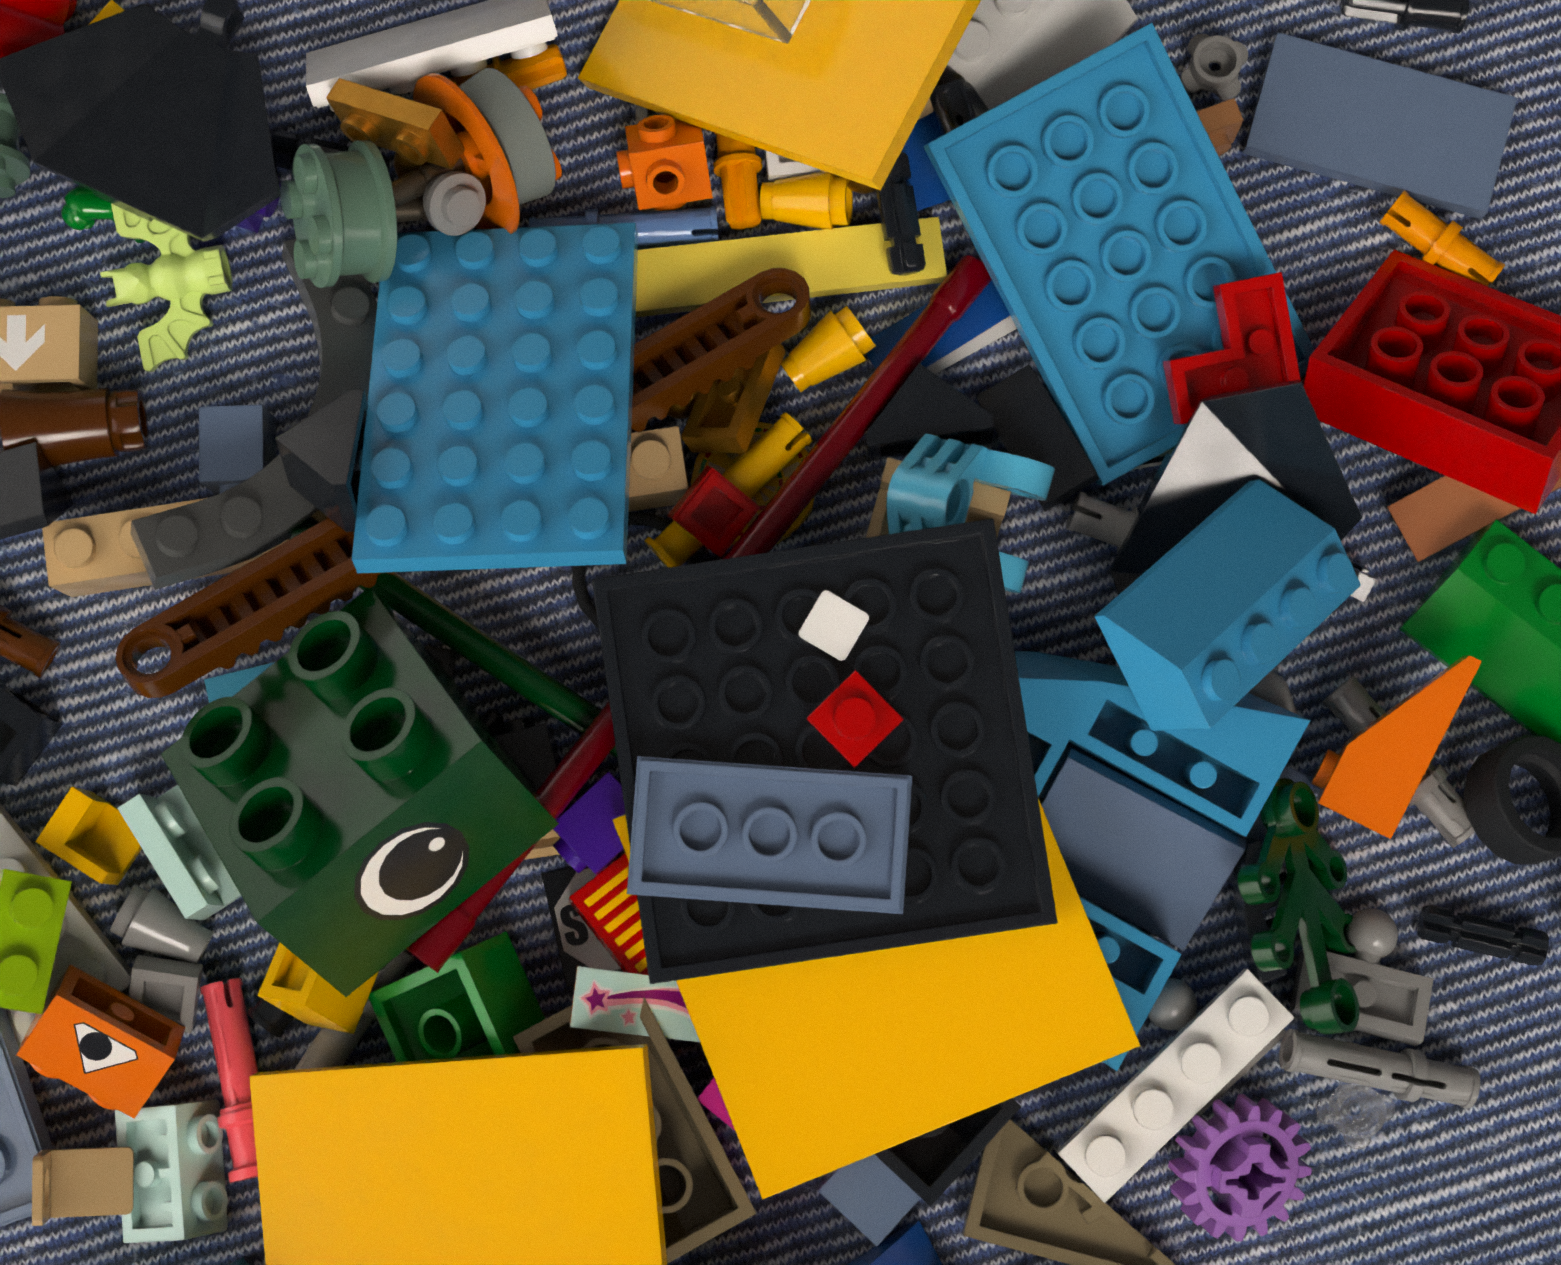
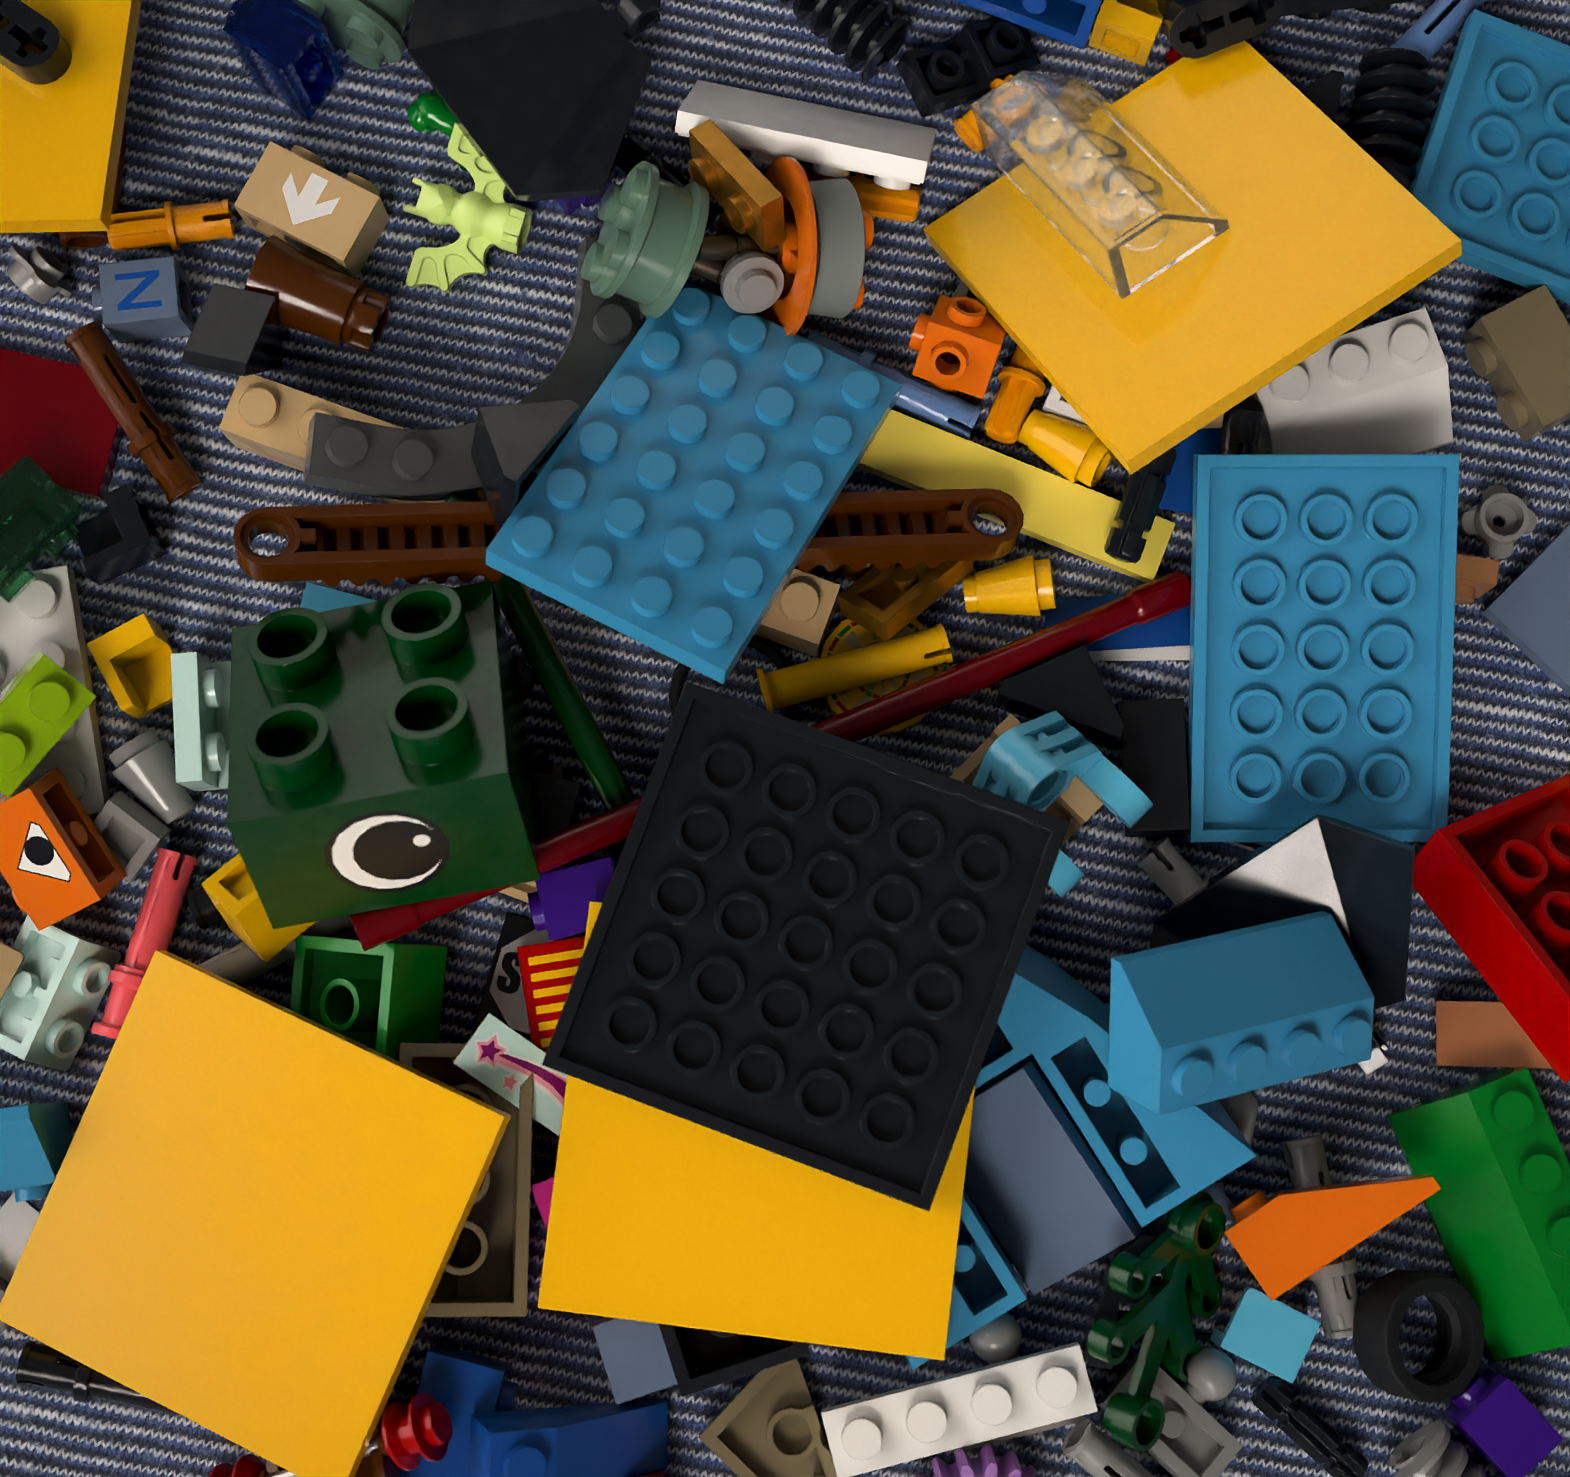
camera: 25 degrees right, 0 degrees up
(234, 444) = (446, 391): sand blue brick -> none
(713, 511) = (830, 677): red tile -> none
(769, 835) = (717, 993): sand blue tile -> none
(833, 625) = (876, 838): white sticker -> none
(854, 719) = (848, 931): red plate -> none
(1255, 344) = (1392, 797): red plate -> none
(1402, 870) = (1268, 1334): none -> medium azure panel

